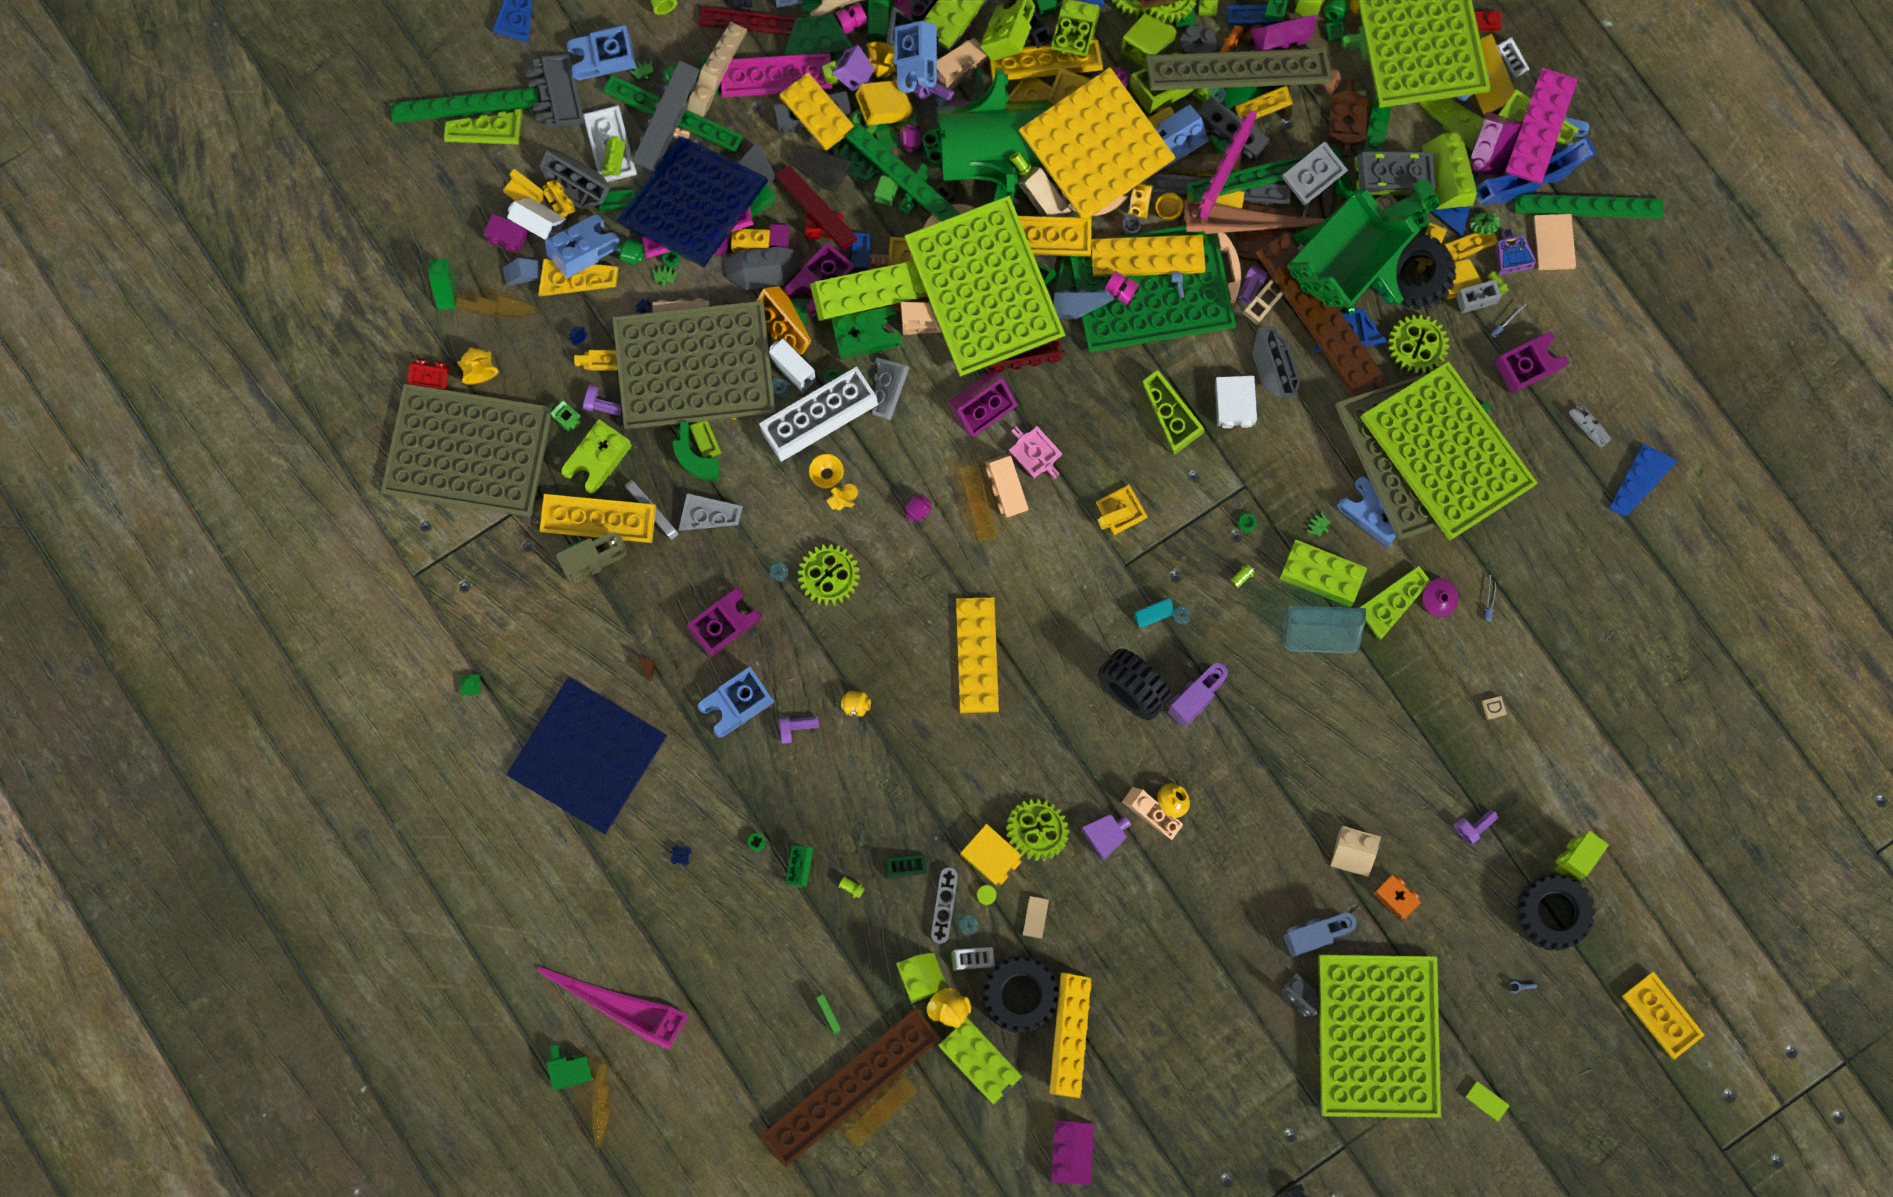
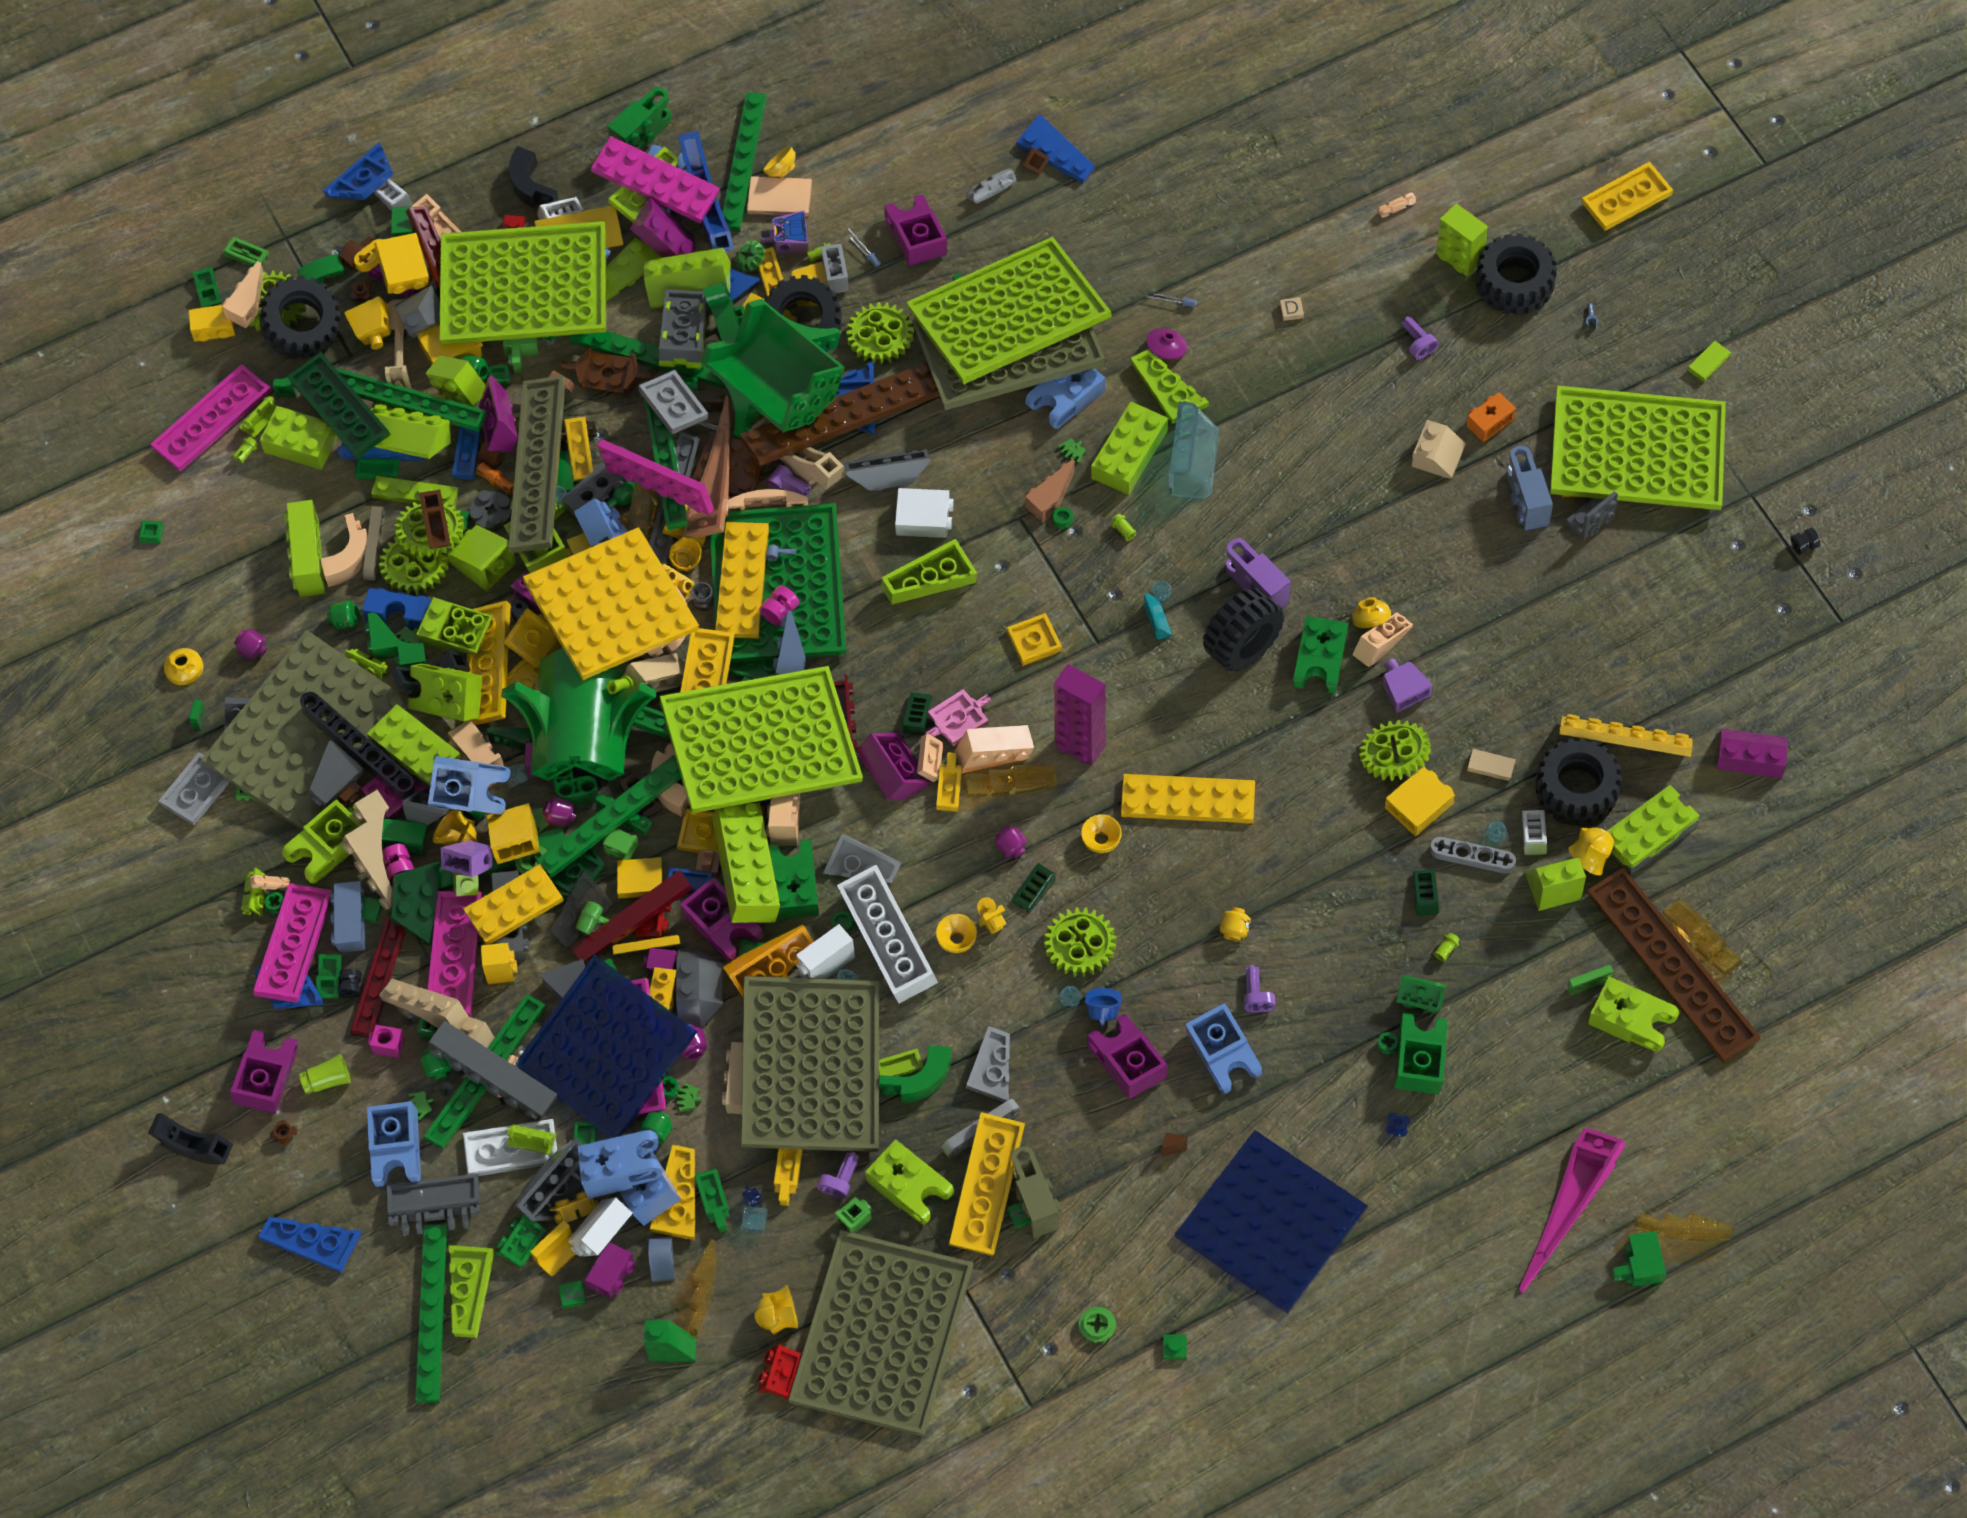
camera: 80 degrees left, 15 degrees down
(479, 614) = (1089, 1317): none -> bright green gear
(486, 208) = (572, 1294): none -> green tile
(526, 161) = (519, 1240): none -> green bracket
(558, 339) = (754, 1219): none -> clear light blue plate
(574, 305) = (713, 1198): none -> green hinge
(583, 219) = (618, 1163): none -> medium blue brick
(643, 306) = (725, 1120): clear blue plate -> none
(693, 42) = (390, 1049): none -> dark pink brick
(712, 271) = (697, 1046): none -> magenta head
(750, 870) = (1420, 1056): none -> green brick
(764, 108) = (498, 963): none -> yellow brick
(771, 598) = (1103, 1004): none -> blue piece
(795, 223) = (646, 945): none -> yellow tile
(795, 1057) = (1636, 1015): none -> lime brick
(814, 174) = (590, 917): none -> bright green piece
(858, 210) = (638, 876): none -> yellow tile
(885, 544) = (1038, 870): none -> dark green slope
(931, 573) = (1101, 825): none -> yellow piece
(938, 89) = (497, 790): medium lavender piece -> none
(969, 451) = (949, 785): none -> yellow hinge
(986, 895) = (1463, 812): lime tile -> none
(992, 432) = (930, 757): none -> light nougat plate
(1022, 544) = (1079, 715): none -> magenta brick
(1039, 411) = (916, 727): none -> dark green slope
(1115, 517) = (1046, 640): yellow beam -> none
(1123, 761) = (1321, 652): none -> green brick
(1267, 509) = (1050, 493): none -> nougat slope
(1545, 16) = (521, 168): none -> black arch
(1586, 237) = (781, 163): none -> yellow piece
(1609, 109) = (642, 120): none -> green brick
(1623, 797) = (1396, 205): none -> light nougat axle
(1624, 461) = (1034, 160): none -> reddish brown slope

